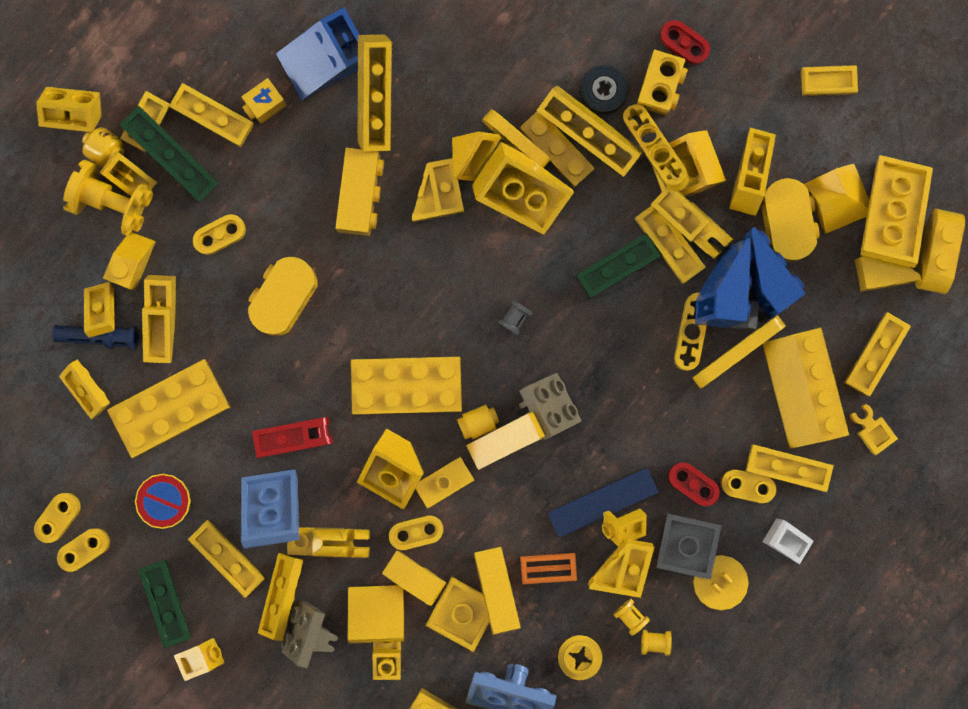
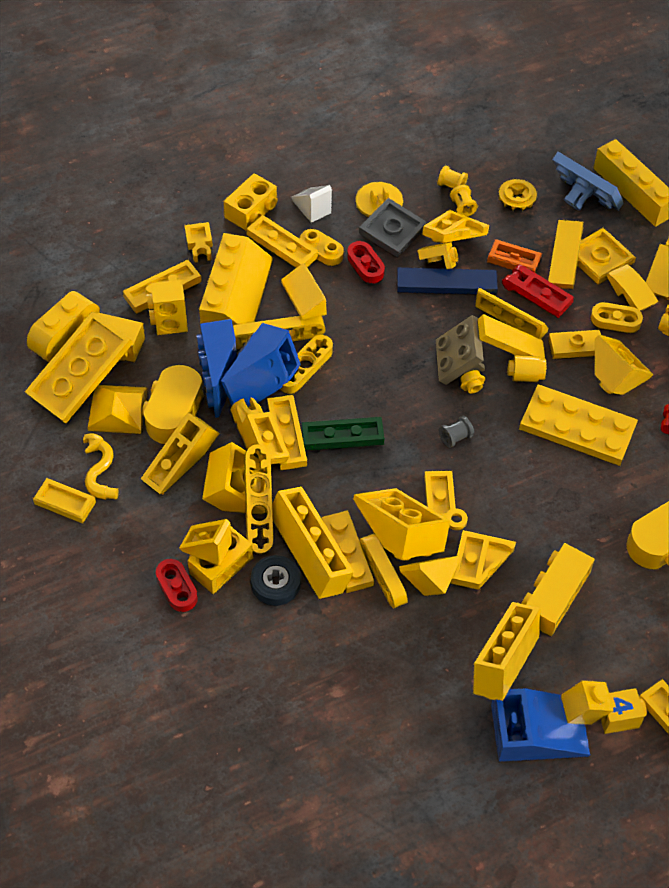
camera: 160 degrees left, 30 degrees down
(292, 85) = (587, 702): none -> yellow brick
(496, 236) = (441, 498): none -> yellow hinge
(506, 531) = (538, 290): none -> red plate
(521, 489) = (510, 314): none -> yellow slope
(522, 382) = (472, 381): none -> yellow plate
(676, 75) = (208, 541): none -> yellow slope
(732, 405) = (305, 293): none -> yellow slope
(801, 104) = (95, 444): none -> yellow animal
(853, 319) = (168, 307): none -> yellow brick
(856, 507) = (250, 201): none -> yellow brick

